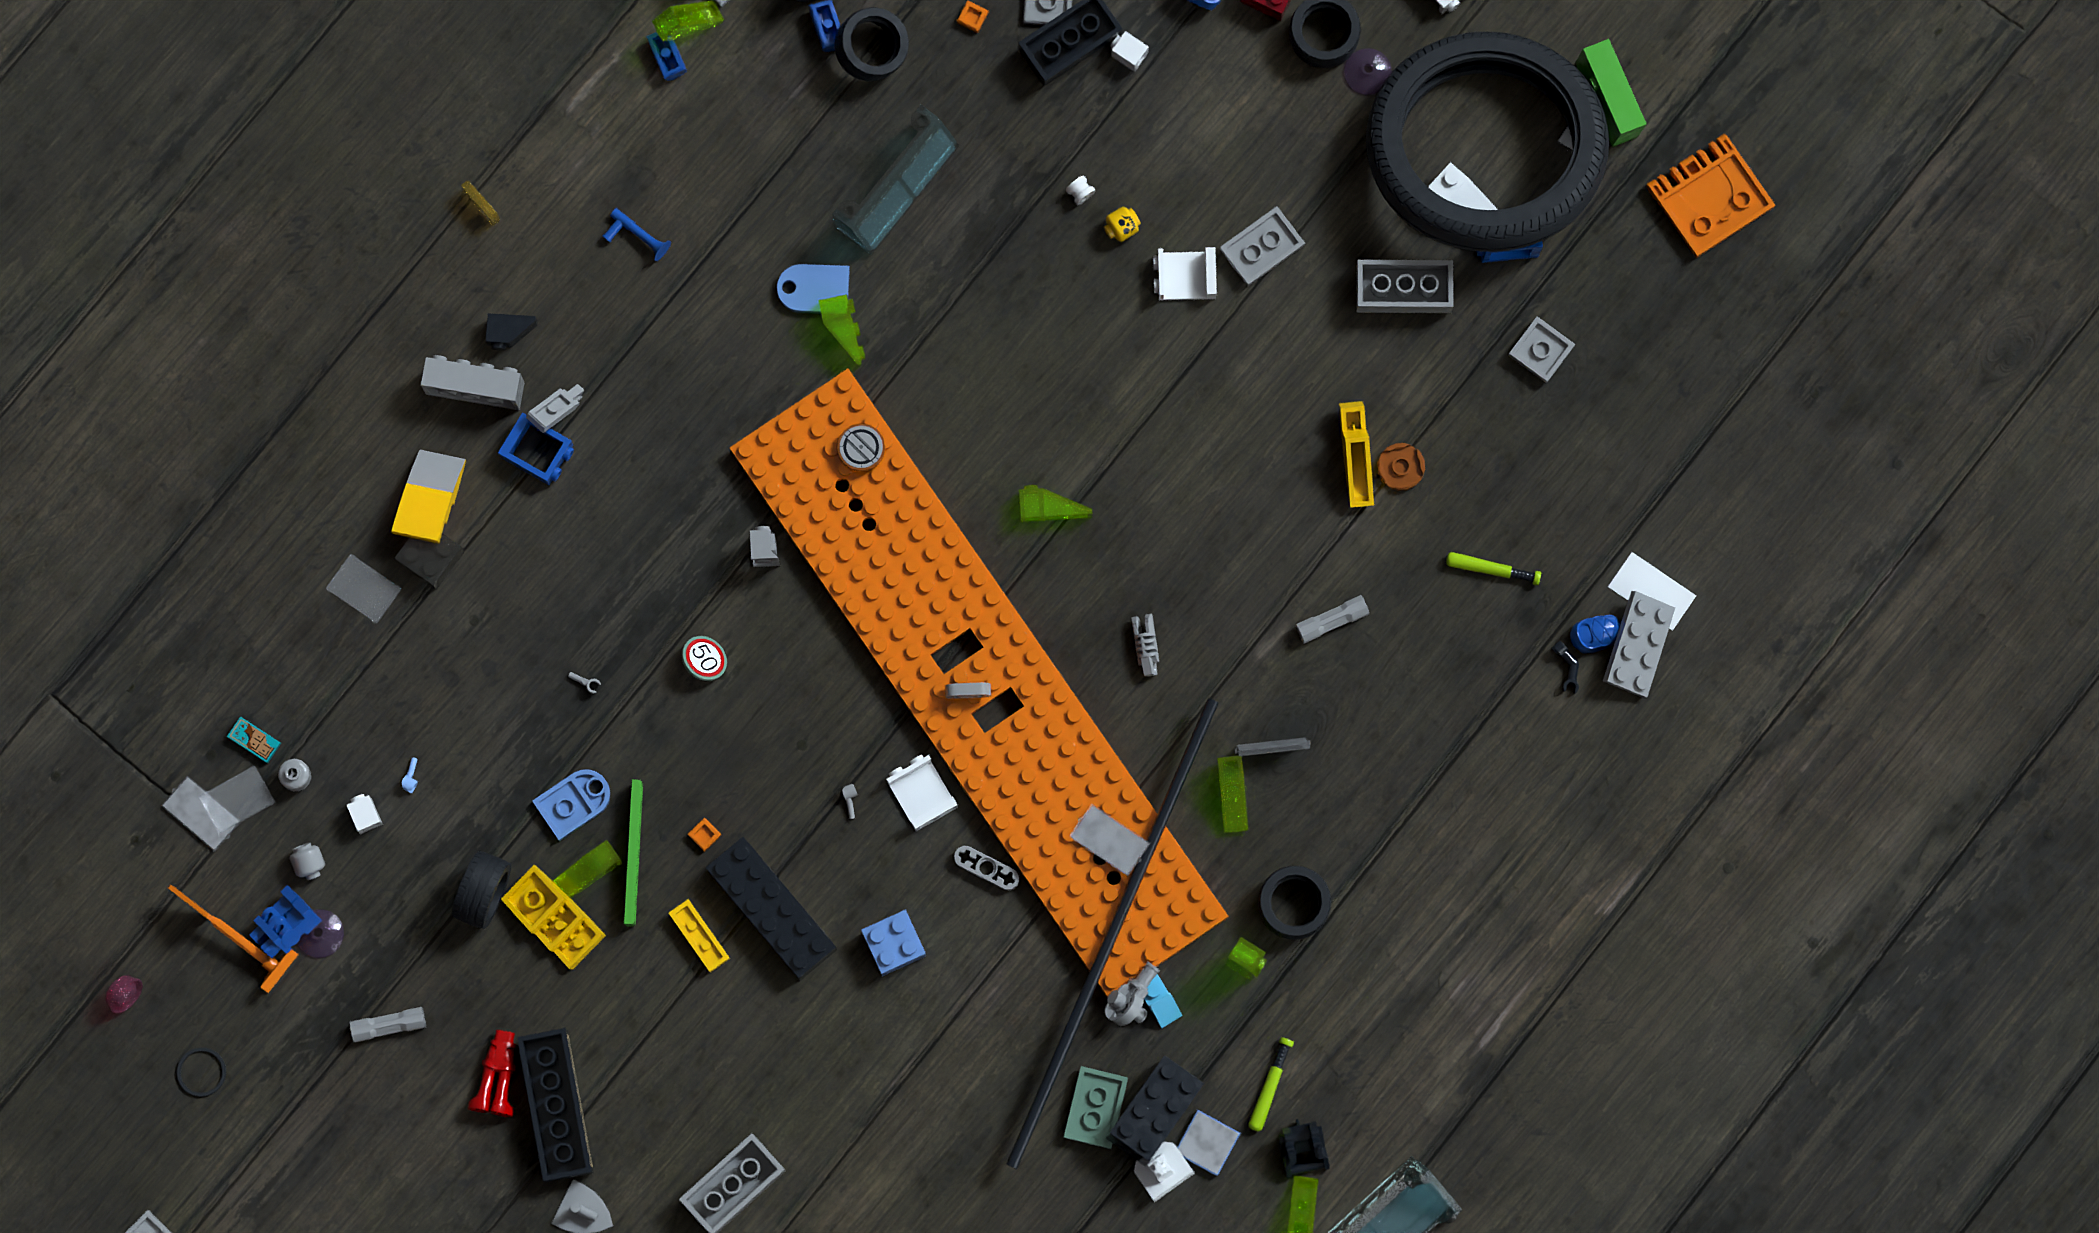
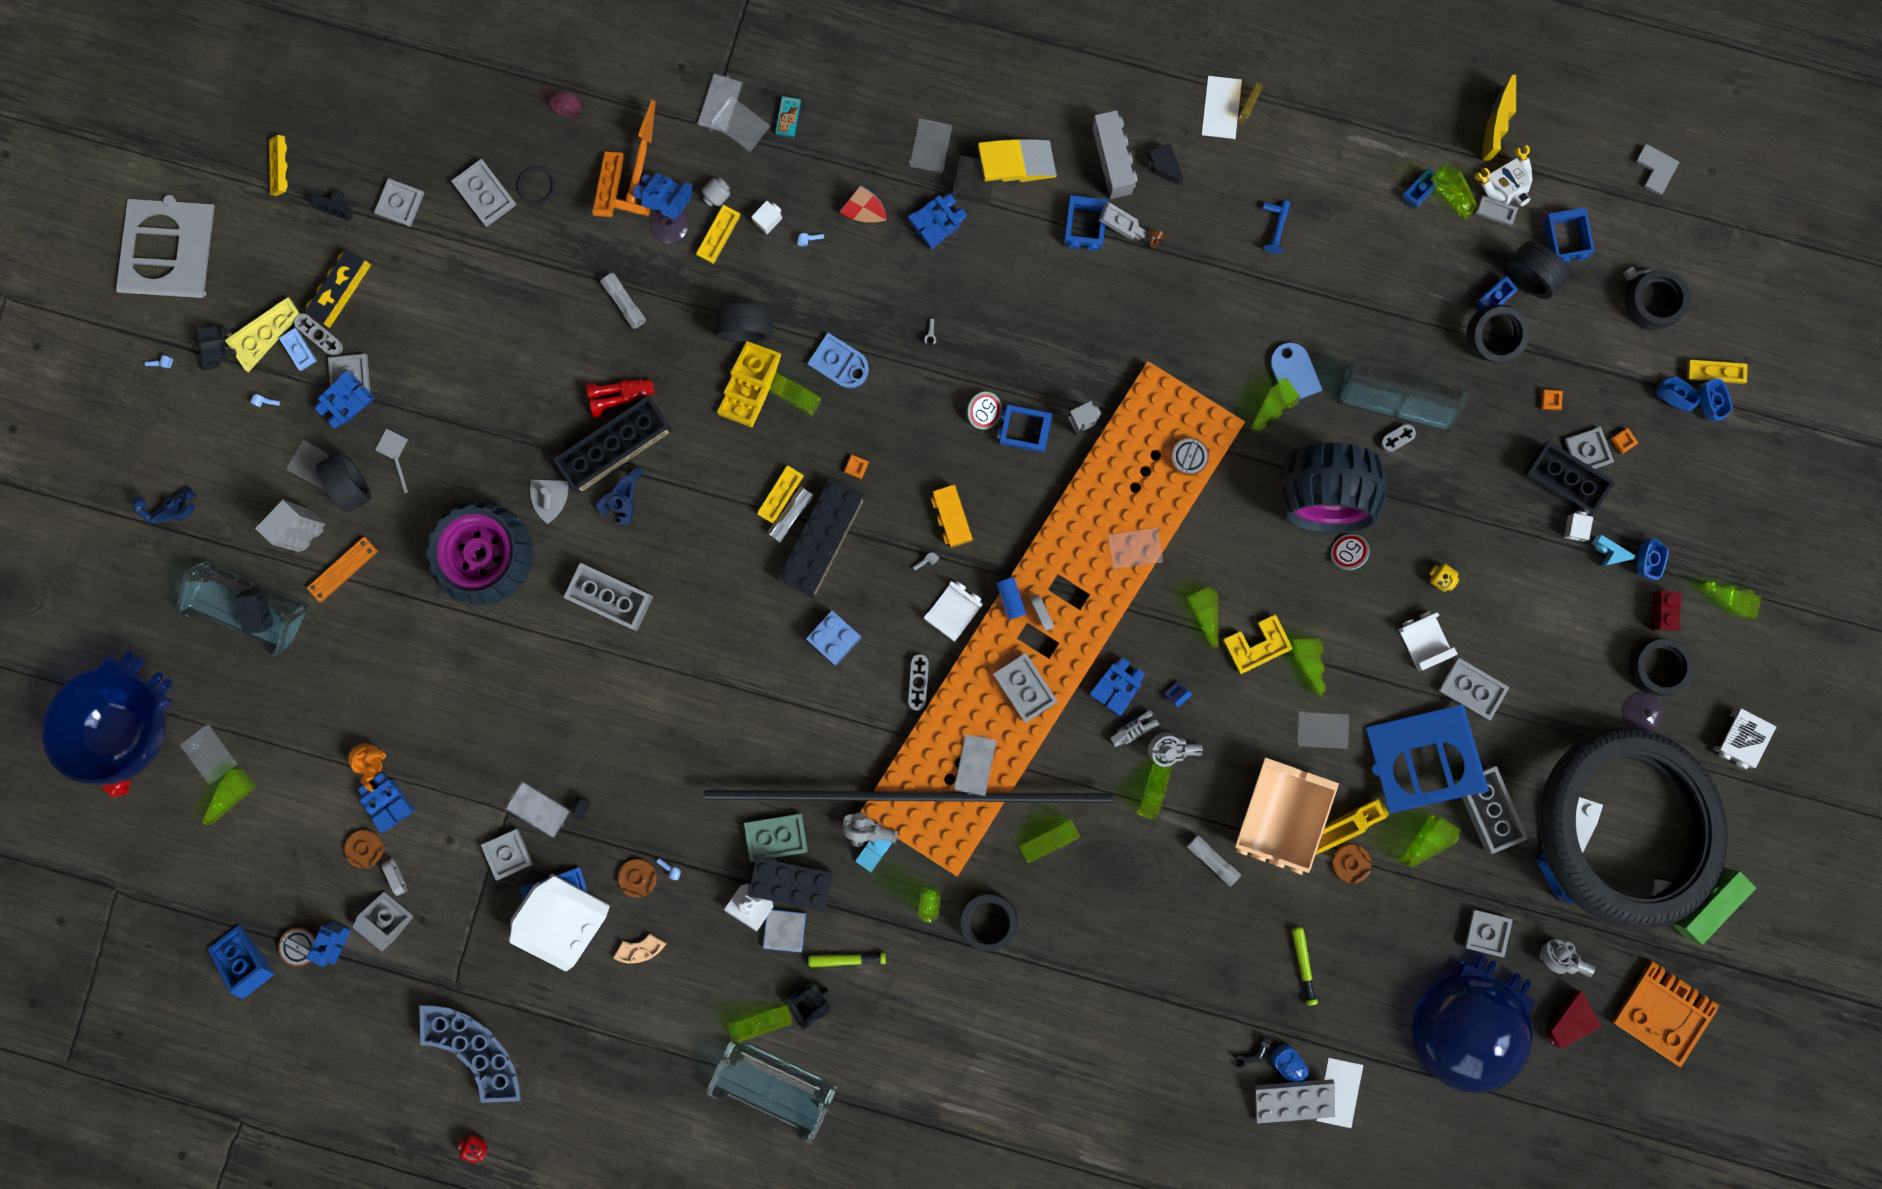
camera: 75 degrees right, 5 degrees up
(183, 1136) = (484, 192): none -> light grey plate
(242, 982) = (608, 184): none -> orange tile
(302, 776) = (773, 155): light grey head -> none
(358, 880) = (718, 234): none -> yellow plate
(404, 695) = (864, 207): none -> shield
(469, 236) = (1221, 107): none -> white sticker
(470, 624) = (939, 213): none -> blue hips
(588, 377) = (1155, 237): none -> reddish brown tile
(622, 1122) = (621, 498): none -> dark blue animal
(633, 853) = (820, 421): bright green tile -> none
(727, 934) = (790, 514): none -> light grey axle
(762, 602) = (1041, 446): none -> blue window
(811, 748) = (951, 516): none -> light orange brick
(936, 719) = (1011, 598): none -> blue brick
(939, 554) = (1135, 548): none -> clear piece
(947, 205) = (1396, 434): none -> light grey beam
(968, 304) = (1332, 488): none -> black wheel
(1046, 745) = (1025, 688): none -> light grey plate
(1048, 315) = (1350, 552): none -> piece
(1080, 190) = (1455, 535): white wheel -> none
(1105, 648) = (1104, 688): none -> blue hips
(1118, 445) = (1249, 658): none -> yellow plate
(1126, 578) = (1178, 694): none -> blue plate
(1151, 415) = (1308, 658): none -> clear neon green slope
(1176, 23) = (1615, 552): none -> medium azure slope
(1189, 612) = (1171, 752): none -> light grey pin
(1222, 649) = (1154, 791): none -> clear neon green slope
(1237, 433) = (1323, 730): none -> clear piece
(1272, 746) = (1097, 856): piece -> none
(1280, 346) = (1436, 727): none -> blue door
(1315, 515) = (1286, 816): none -> light nougat cylinder
(1408, 361) = (1433, 838): none -> clear neon green slope
(1603, 279) = (1564, 958): none -> light grey pin
(1641, 412) = (1474, 1029): none -> clear blue windscreen
(1677, 300) = (1572, 1021): none -> dark red slope

